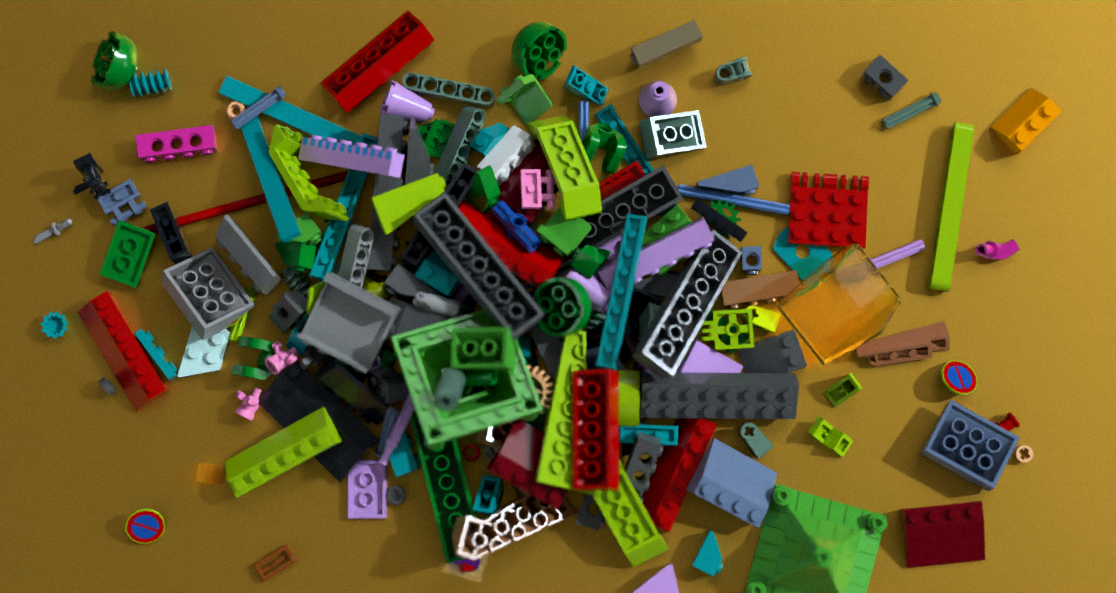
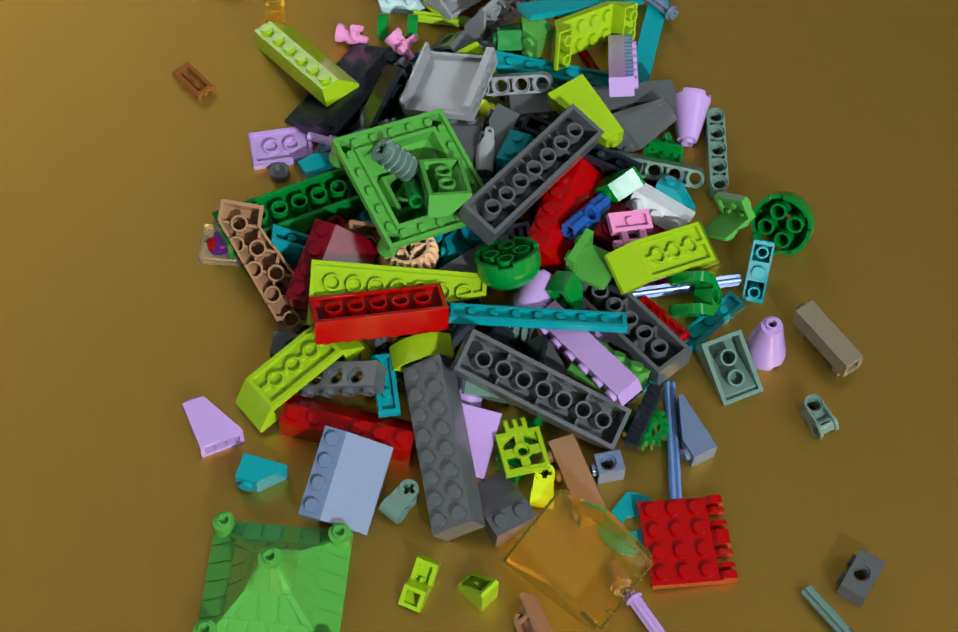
camera: 75 degrees right, 25 degrees down
(378, 61) = (727, 90): red slope -> none

